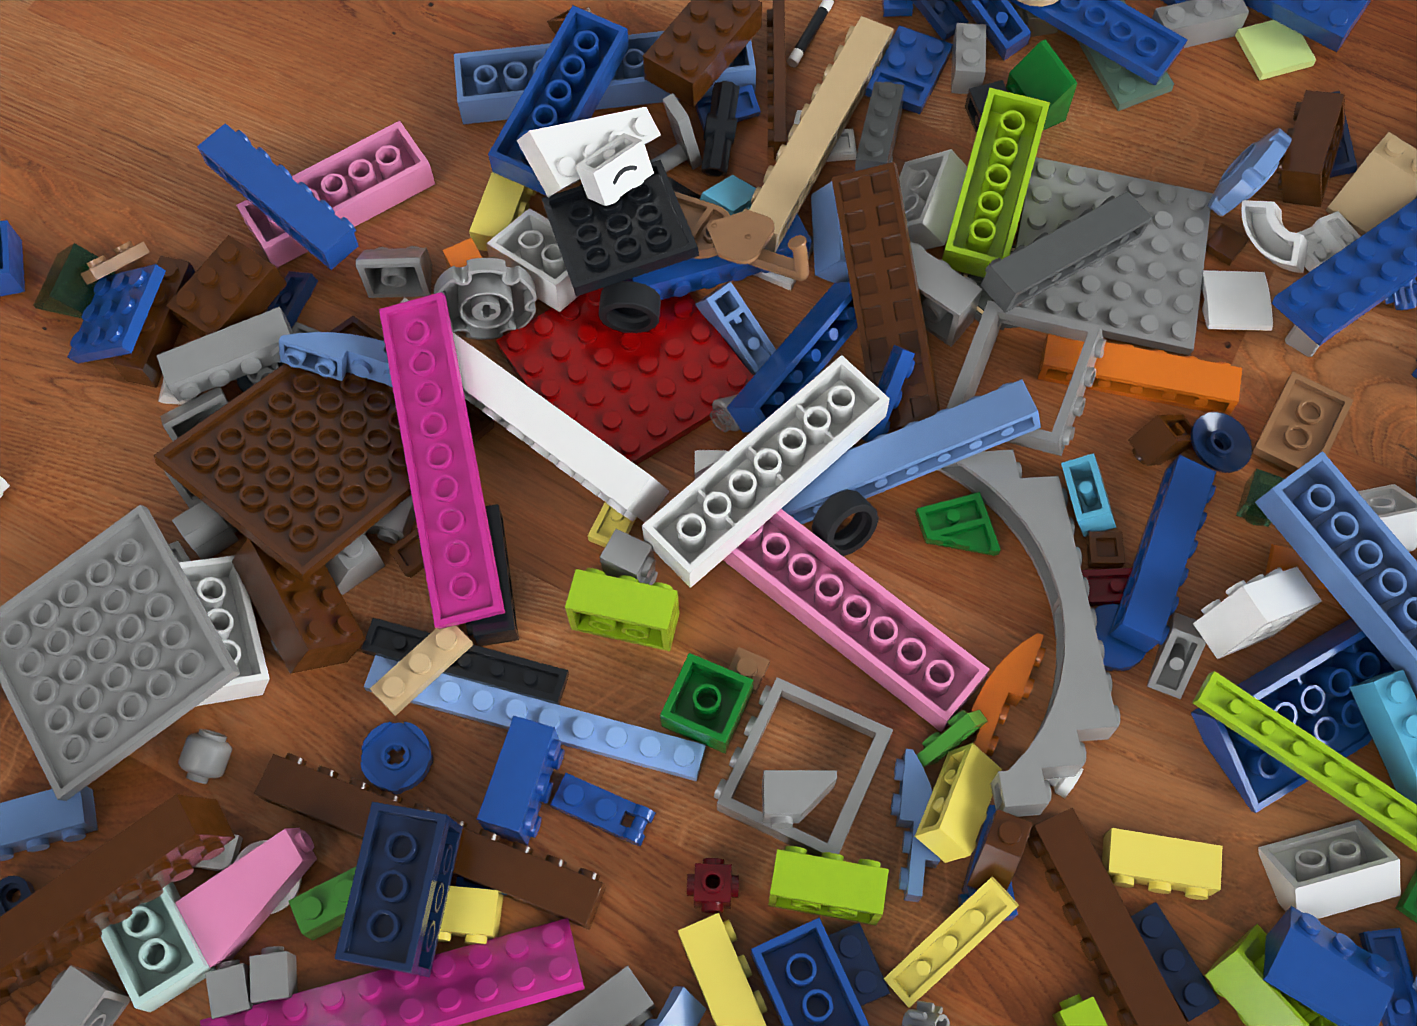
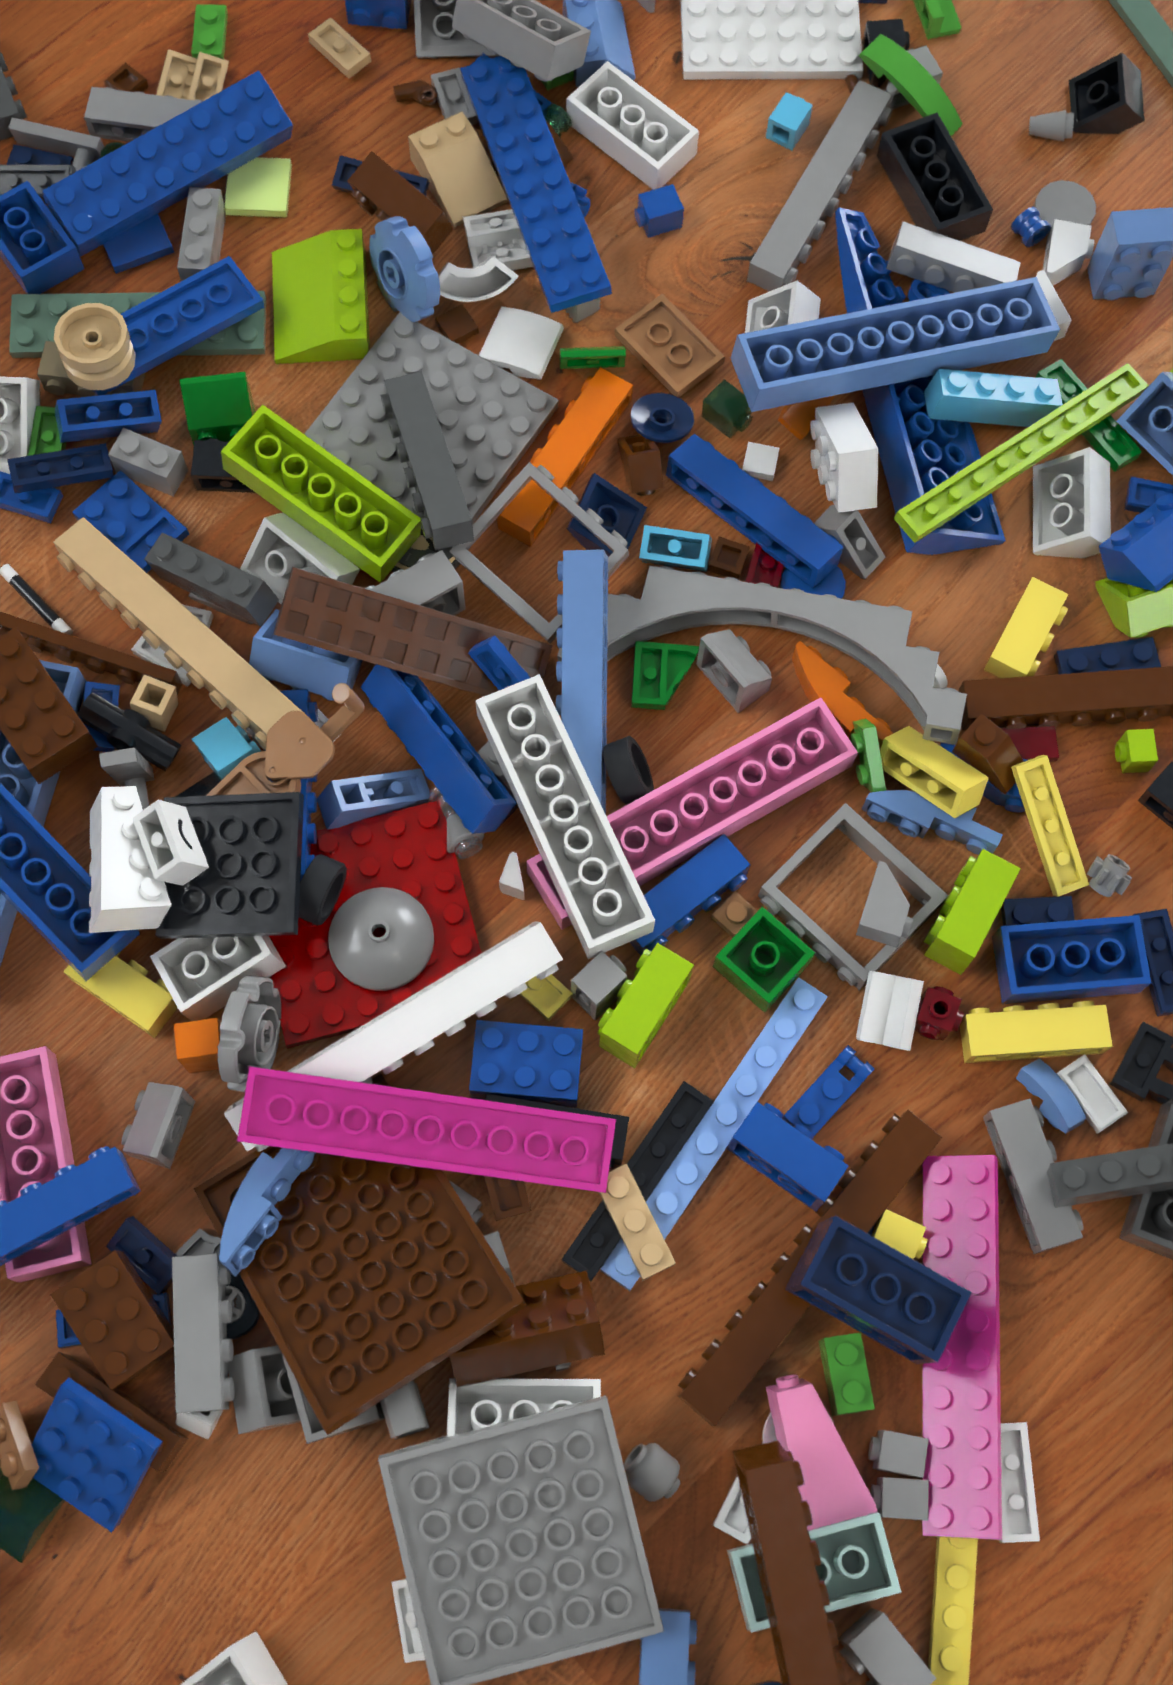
camera: 75 degrees left, 5 degrees up
(401, 776) = (720, 1256): blue plate -> none
(538, 531) = (526, 1062): none -> blue brick
(614, 392) = (385, 960): none -> light grey dish
(699, 836) = (889, 1010): none -> white panel
(749, 616) = (691, 889): none -> blue brick
(752, 137) = (155, 701): none -> tan brick
(991, 585) = (733, 668): none -> light grey slope
(1037, 898) = (1035, 742): none -> dark red tile
(1100, 430) = (616, 509): none -> dark blue slope
(1192, 132) = (321, 299): none -> lime slope
(1224, 548) = (760, 461): none -> white tile
(1248, 358) = (592, 357): none -> green slope

